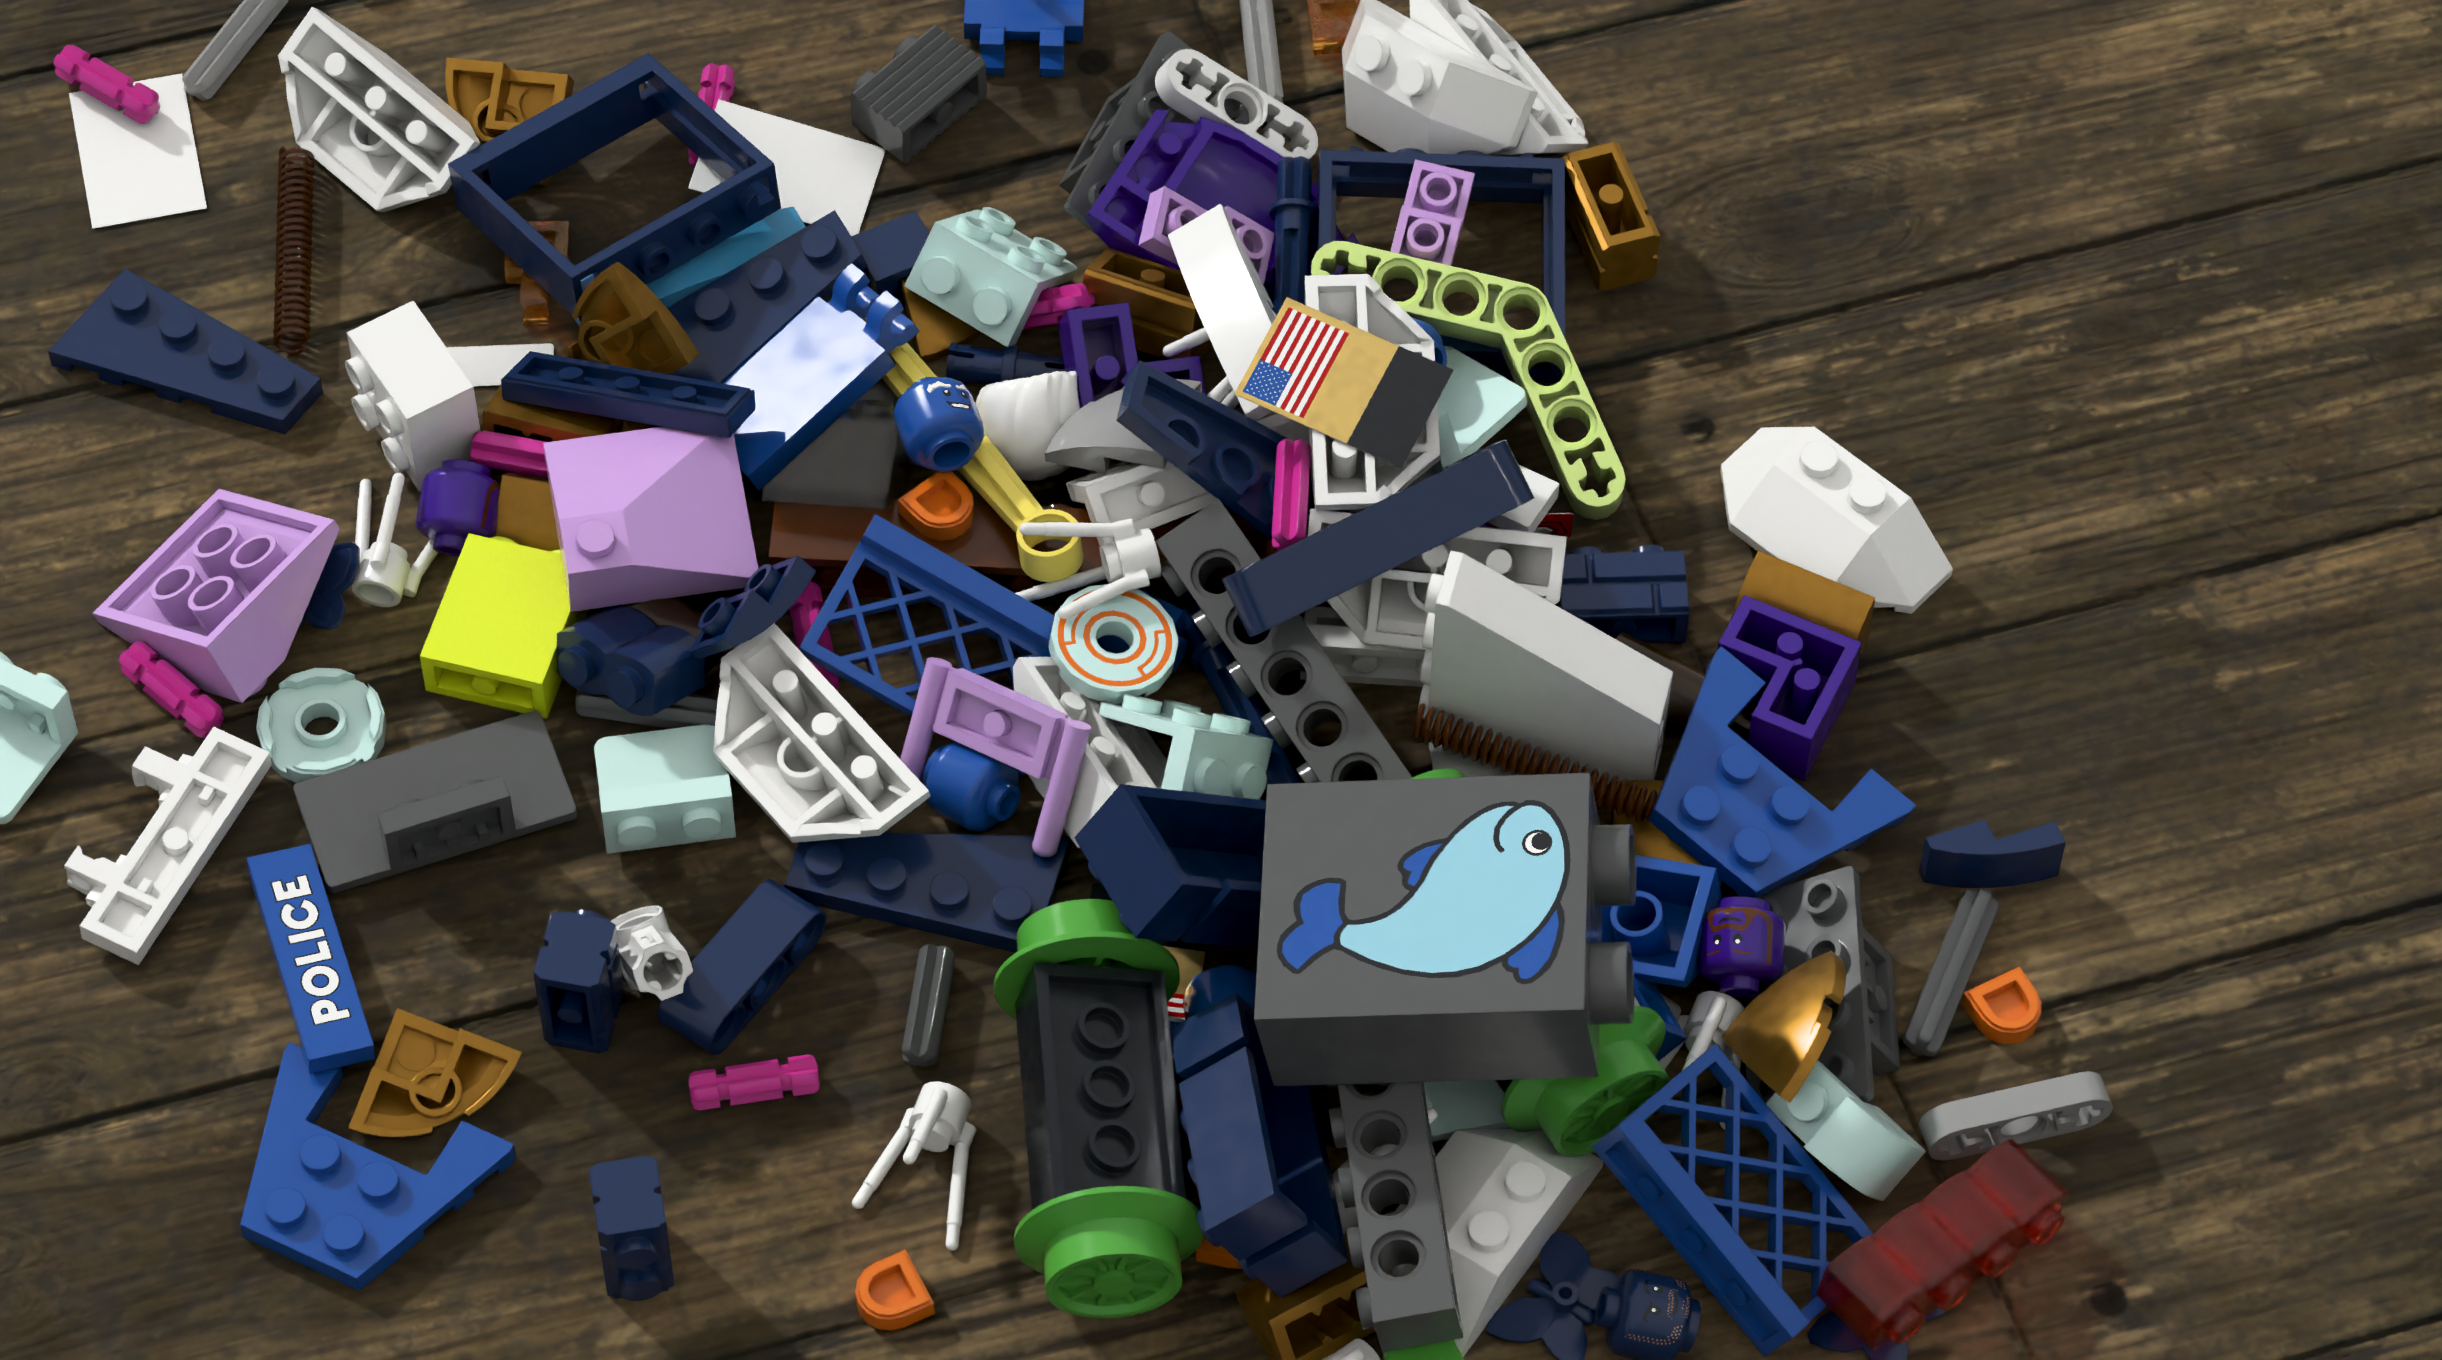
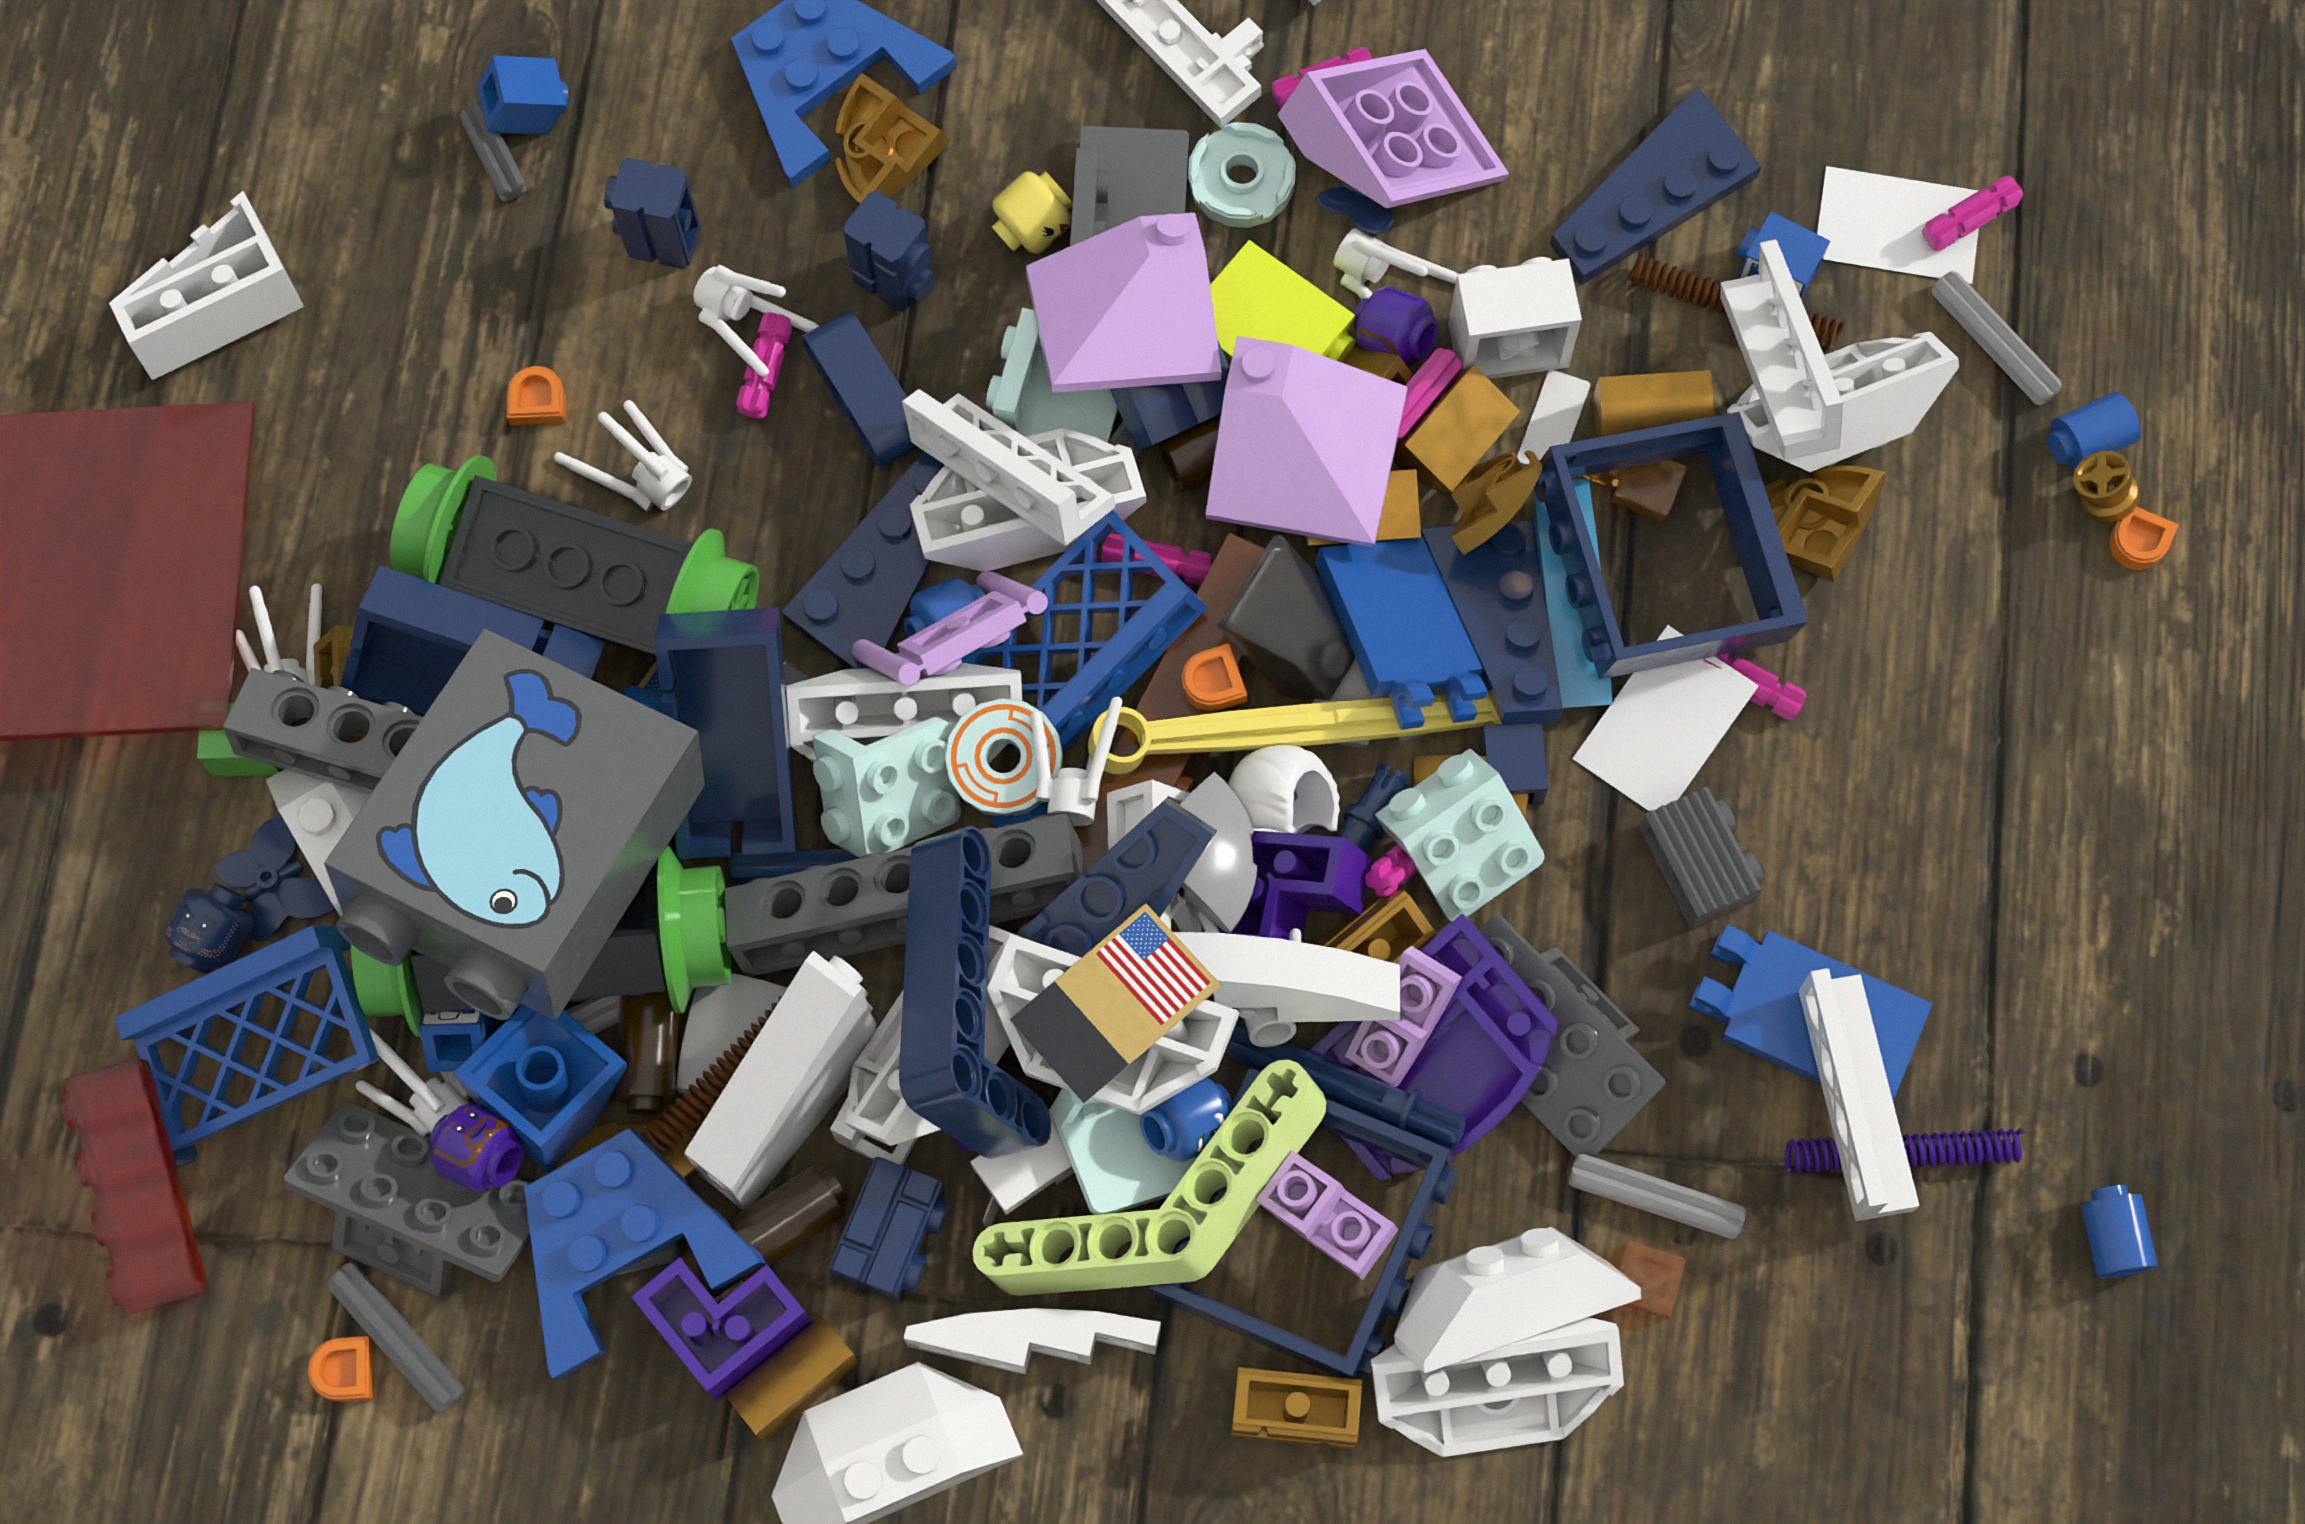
camera: 115 degrees right, 15 degrees up
(232, 215) = (1800, 248): none -> blue brick
(310, 959) = (1020, 91): blue tile -> none
(372, 143) = (1784, 357): none -> white fence
(456, 272) = (1651, 401): none -> pearl gold brick
(460, 887) = (1032, 212): none -> light yellow head
(568, 705) = (1127, 307): none -> lavender slope
(628, 394) = (1435, 476): dark blue tile -> none
(650, 953) = (894, 314): white piece -> none
(692, 1134) = (725, 297): none -> white plant
(748, 614) = (1151, 471): dark blue slope -> none
(805, 752) = (1006, 465): none -> white fence
(928, 1005) = (769, 515): dark grey axle -> none
(939, 423) = (1271, 686): blue head -> none
(1261, 107) = (1513, 1140): white beam -> none
(1291, 492) = (1038, 926): dark pink axle -> none
(1658, 457) = (1009, 1336): none -> white slope
(1788, 1024) = (367, 1133): pearl gold brick -> none
(1848, 1134) = (260, 1148): light aqua brick -> none
(1976, 860) = (483, 1407): dark blue slope -> none
(2015, 1113) = (230, 1317): light grey beam -> none

